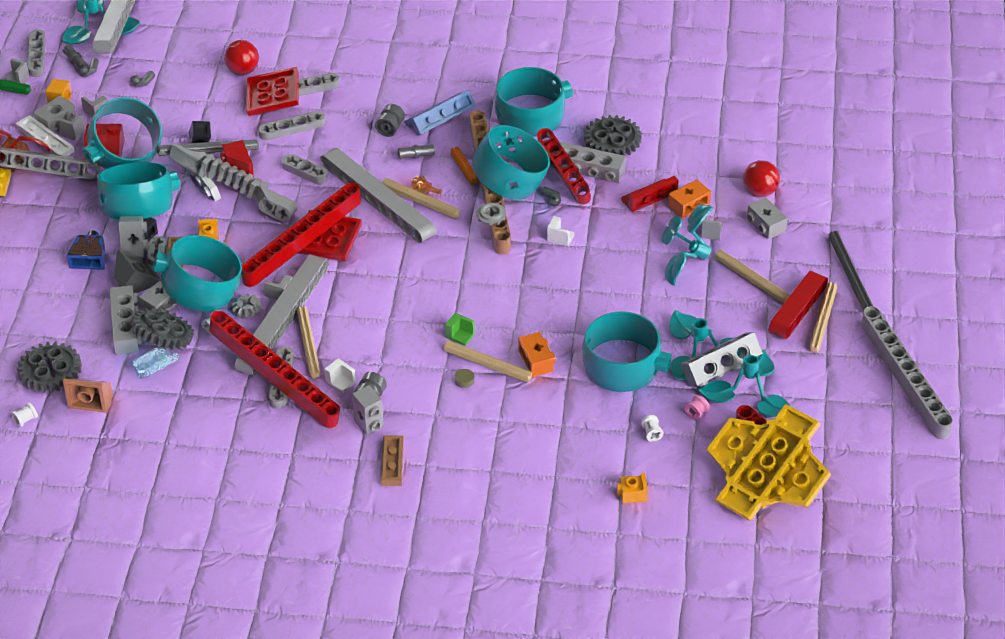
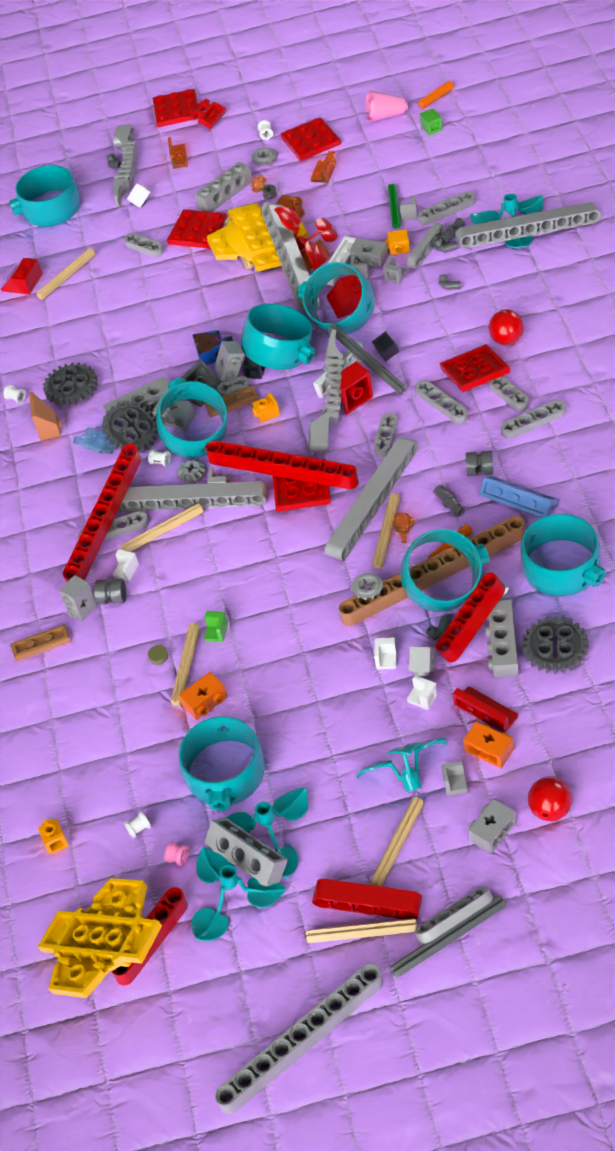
camera: 80 degrees right, 5 degrees up
(80, 78) = (425, 246): none -> light grey beam
(357, 80) = (514, 428): none -> light grey beam
(590, 204) = (422, 660): none -> brick
(614, 221) = (423, 693): none -> white panel
(835, 260) = (453, 914): none -> light grey beam

